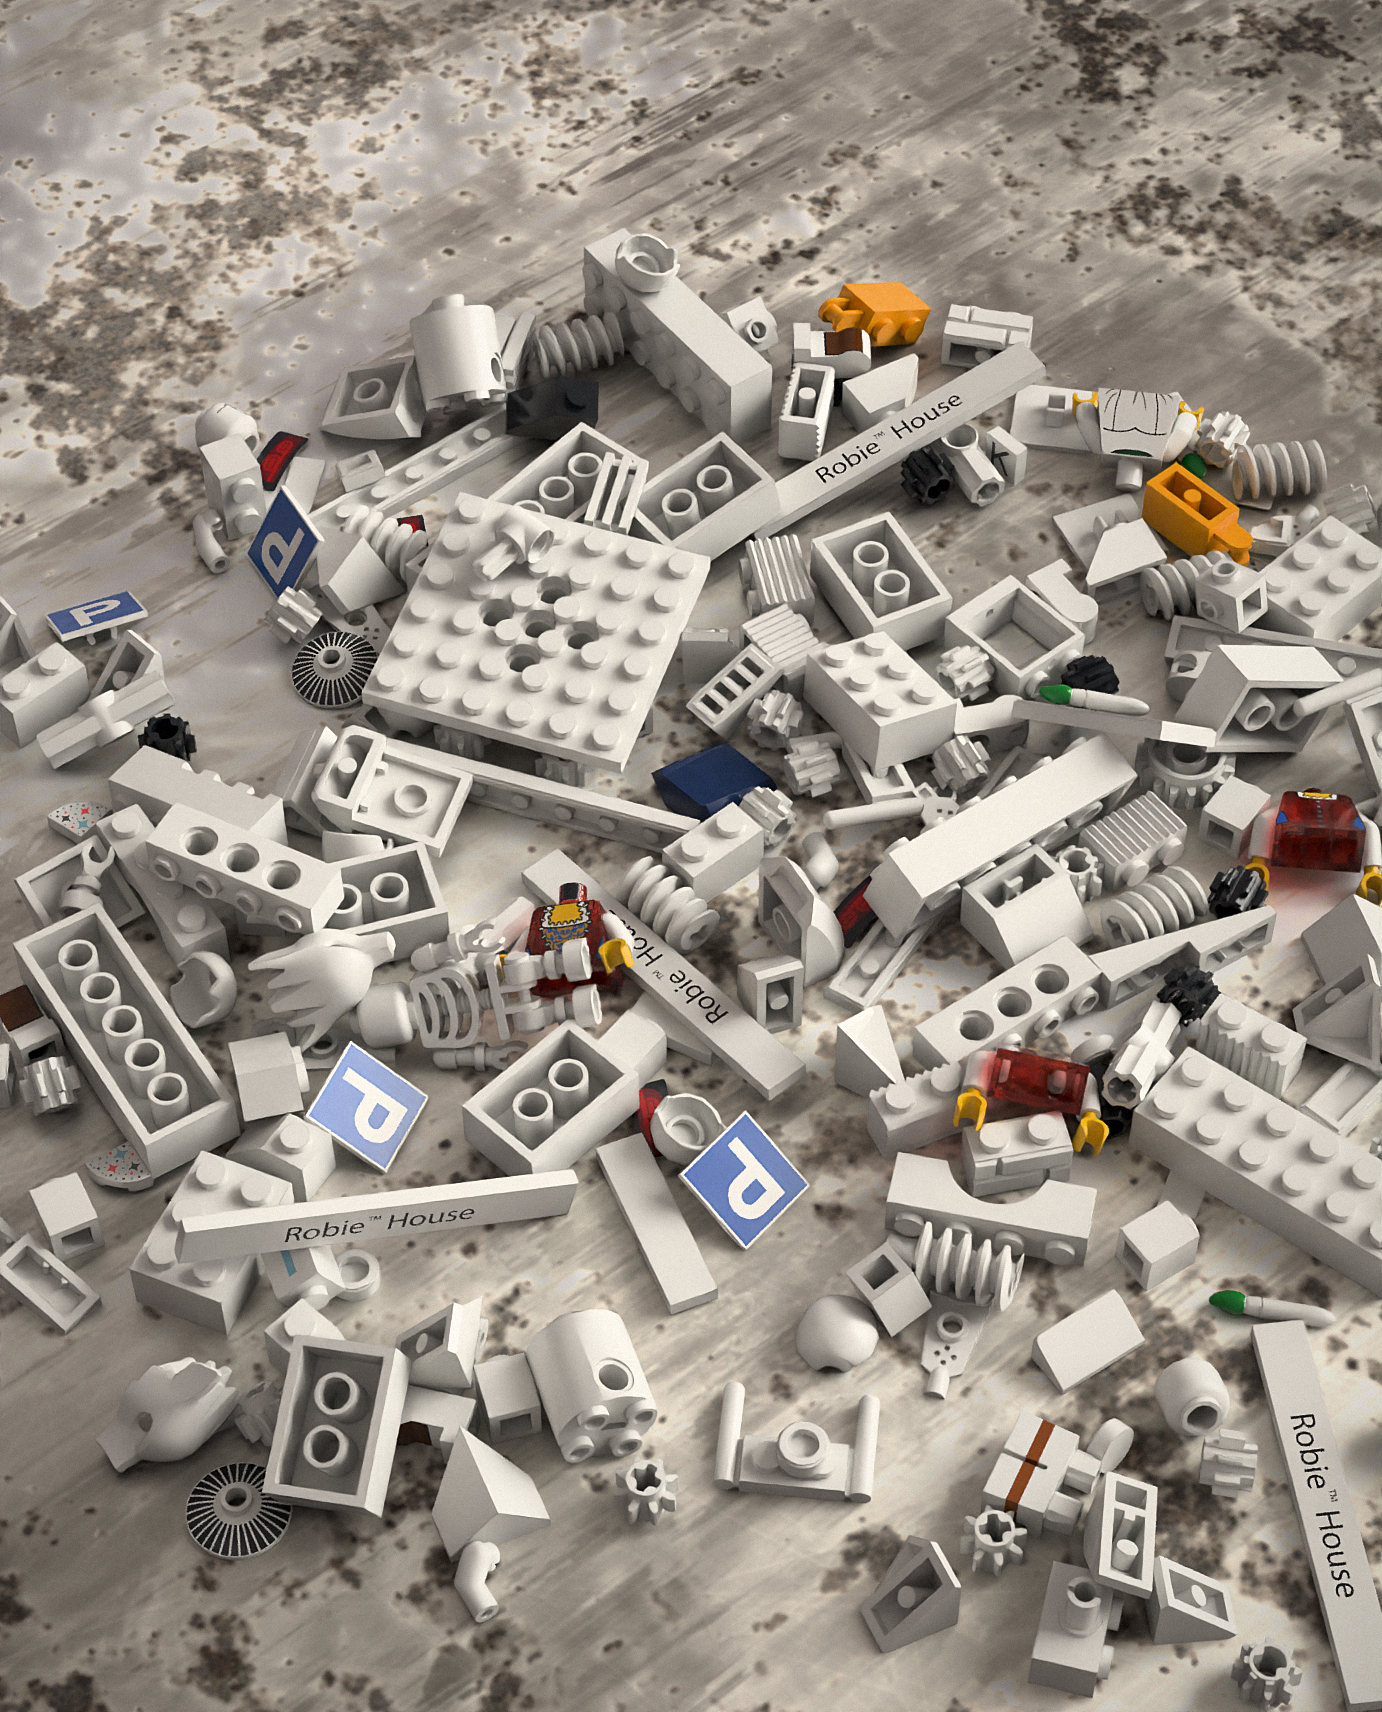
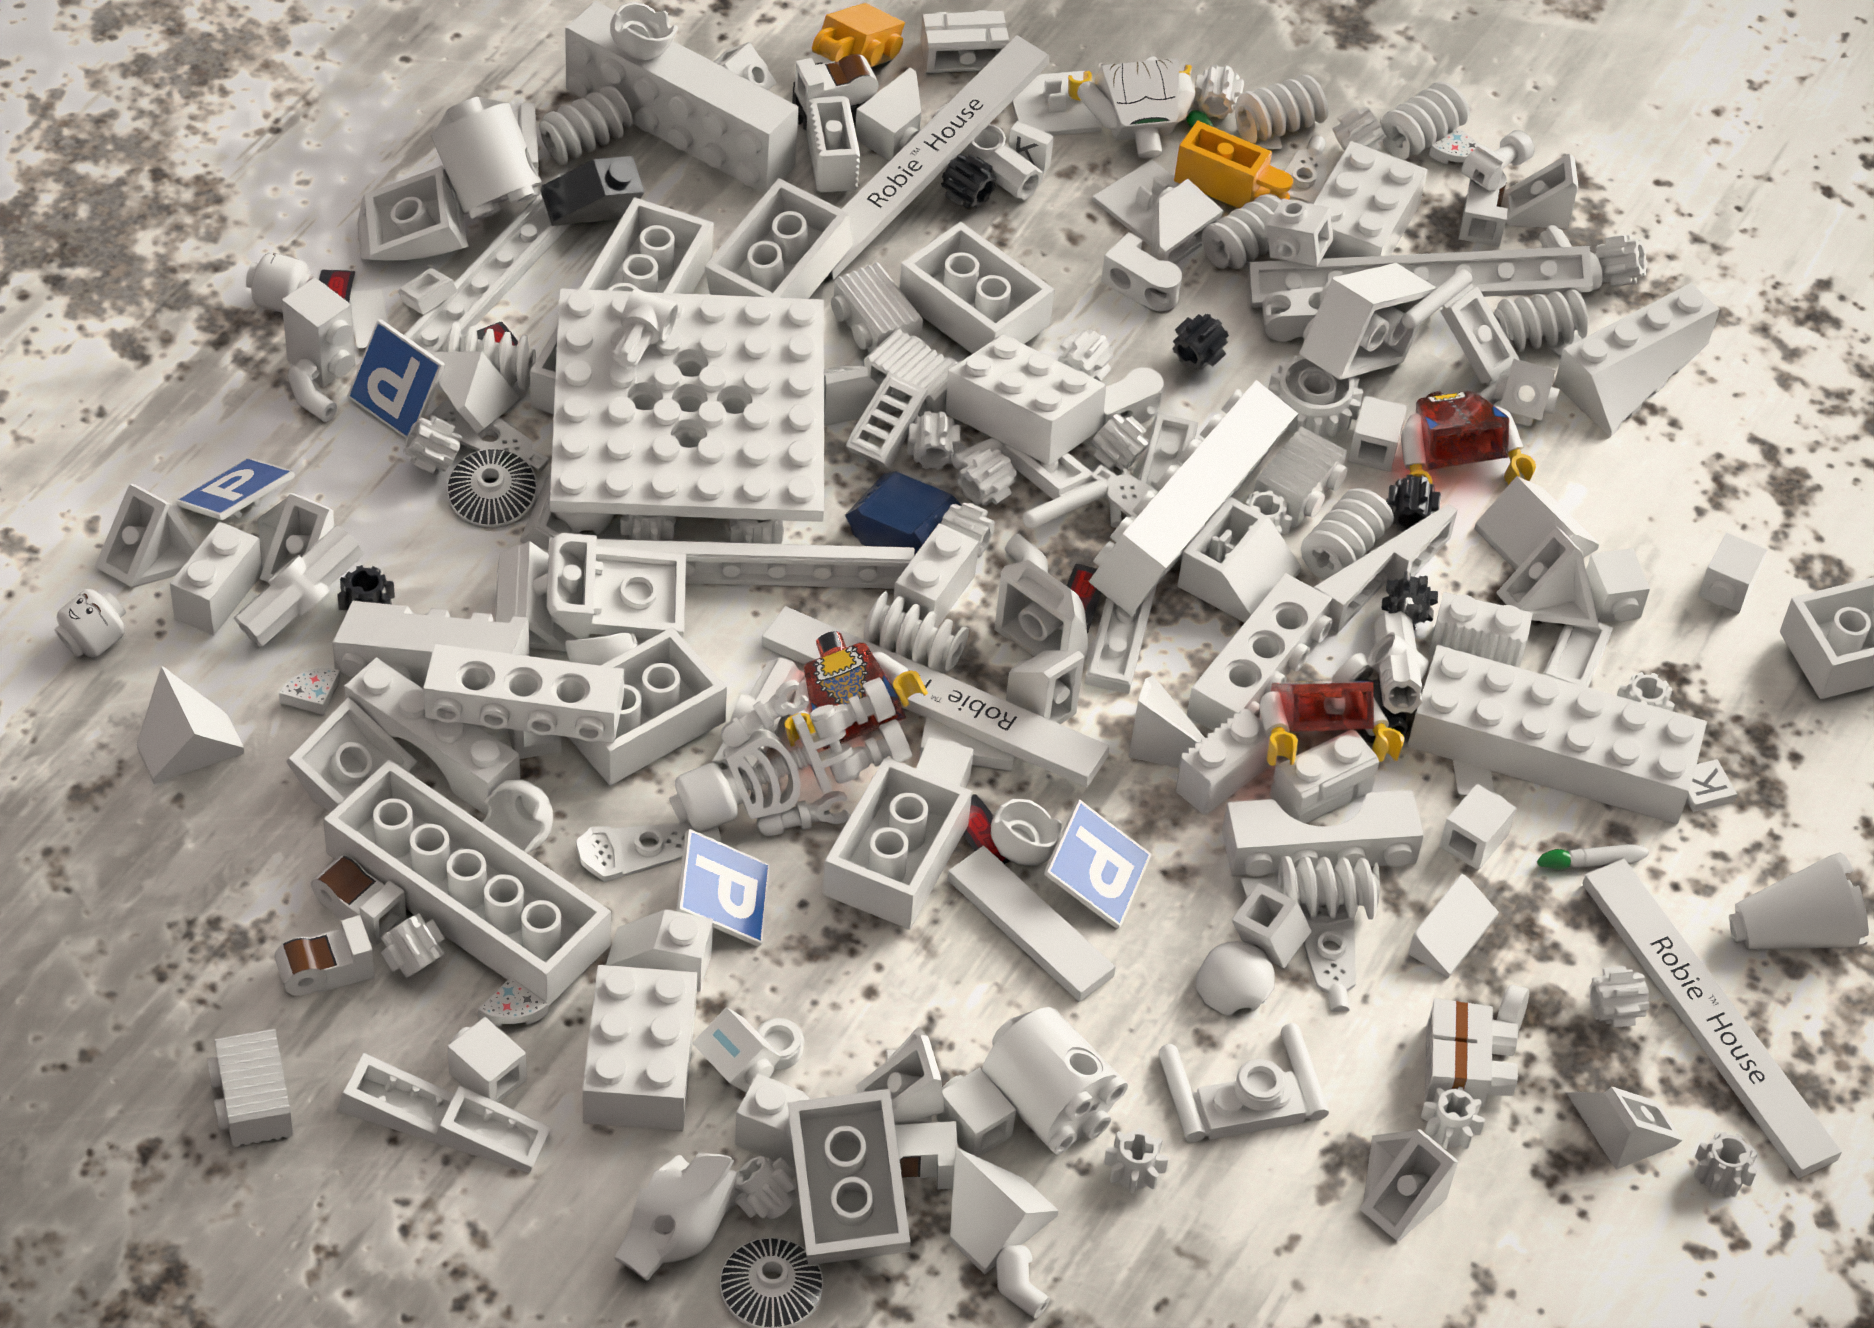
camera: 25 degrees left, 0 degrees up
(87, 885) = (361, 749): white piece -> none
(268, 1075) = (624, 880): white brick -> none
(323, 979) = (640, 779): white piece -> none
(374, 1216) = (792, 981): white tile -> none
(623, 468) = (703, 232): white tile -> none
(1015, 602) = (1128, 294): white window -> none
(1073, 1631) = (1553, 1173): white brick -> none
(1094, 700) = (1215, 355): white piece -> none
(1114, 723) = (1251, 371): white tile -> none
(1122, 1534) = (1566, 1079): white slope -> none
(1192, 1397) = (1565, 949): white head -> none
(1272, 536) = (1303, 170): white tile -> none

